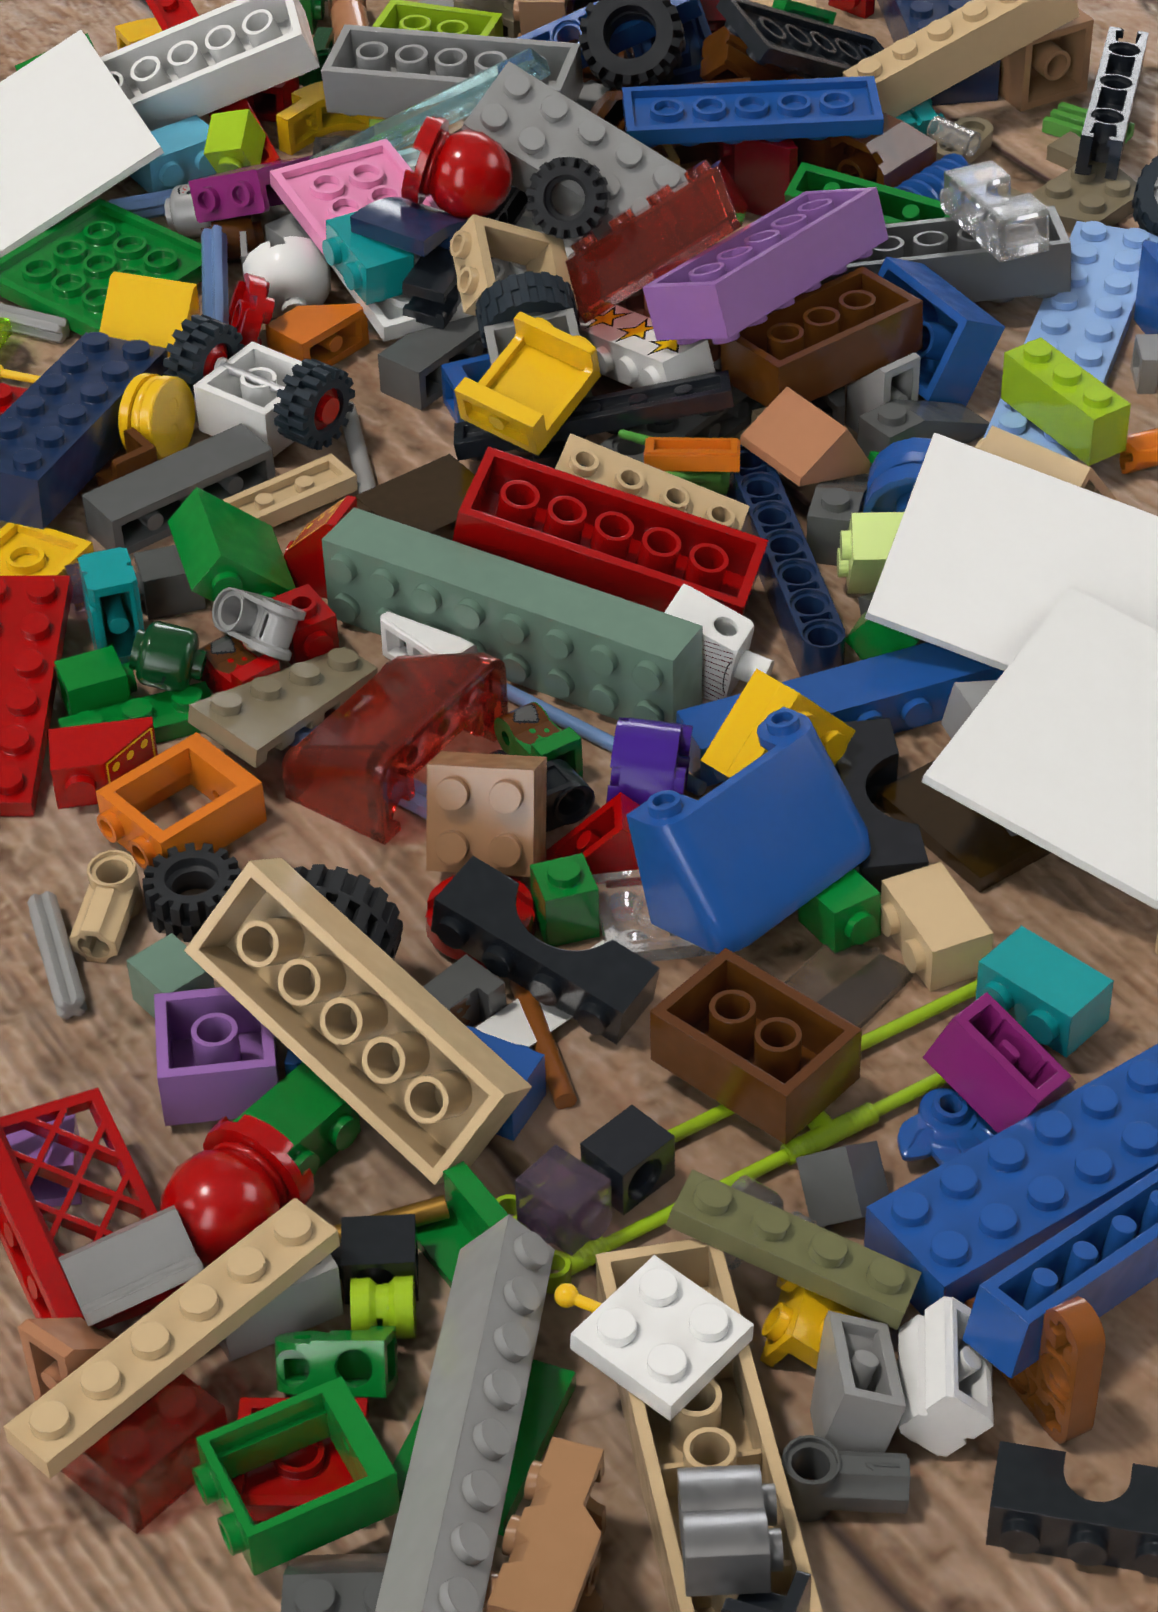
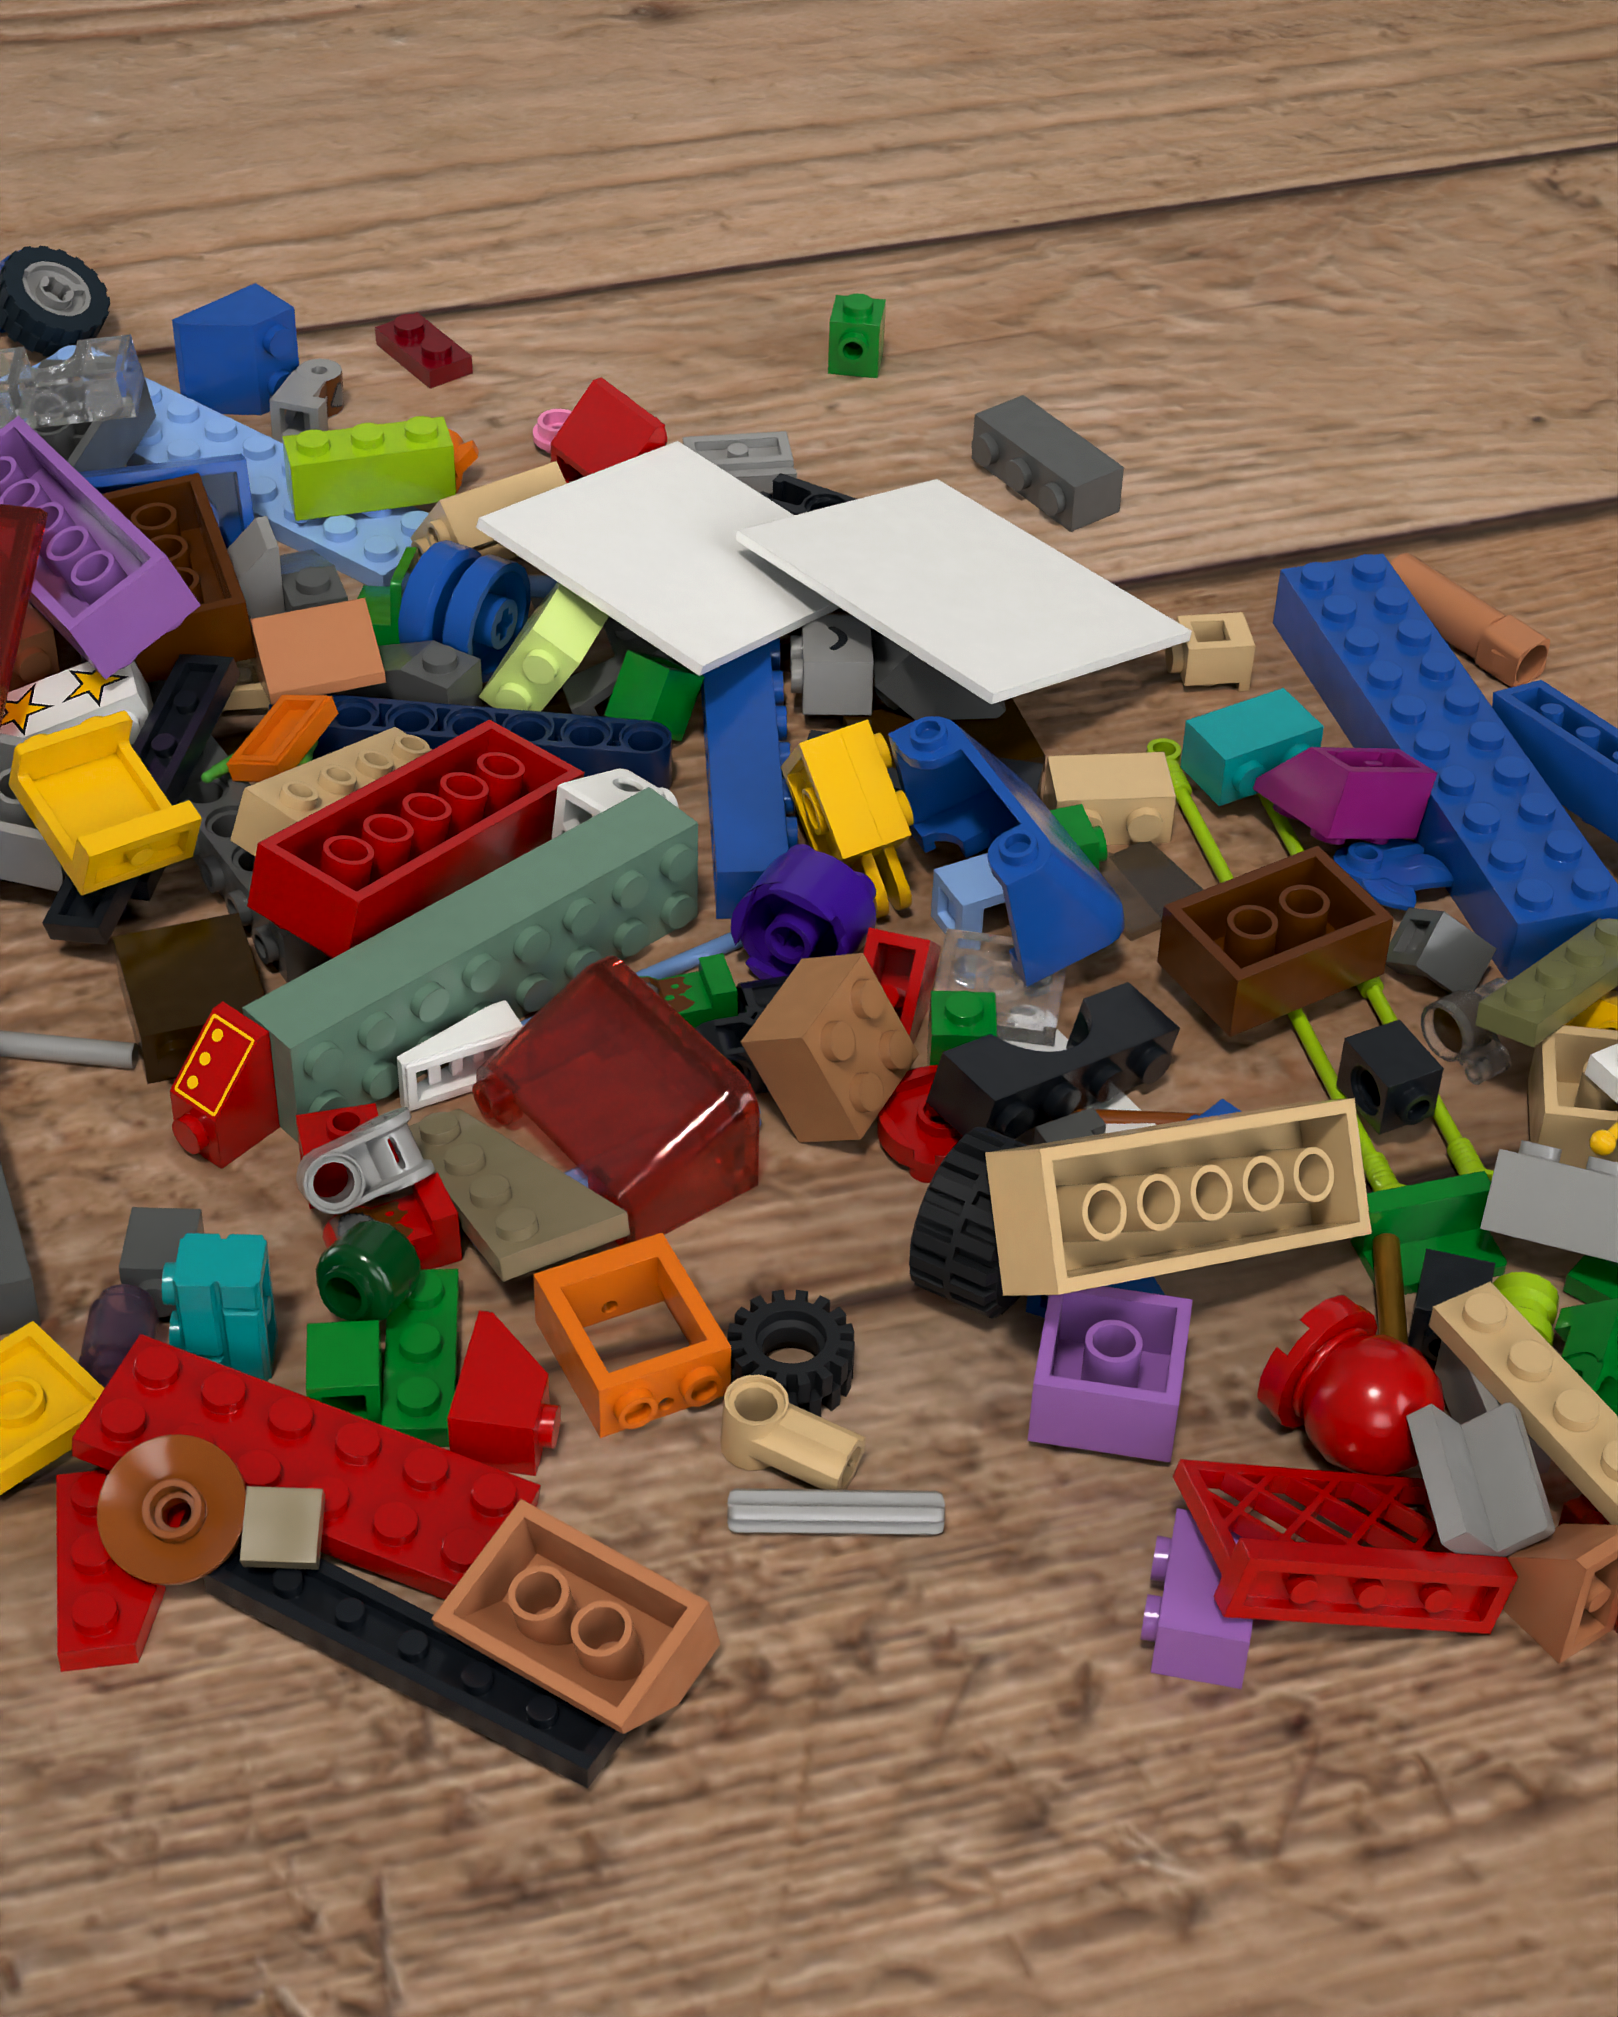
camera: 75 degrees left, 0 degrees up
(164, 969) = (954, 1400): sand green brick -> none
(227, 548) = (199, 1172): green brick -> none
(297, 491) = (51, 1123): tan plate -> none
(309, 1116) = (1233, 1335): green brick -> none
(563, 1200) = (1432, 1134): brick -> none

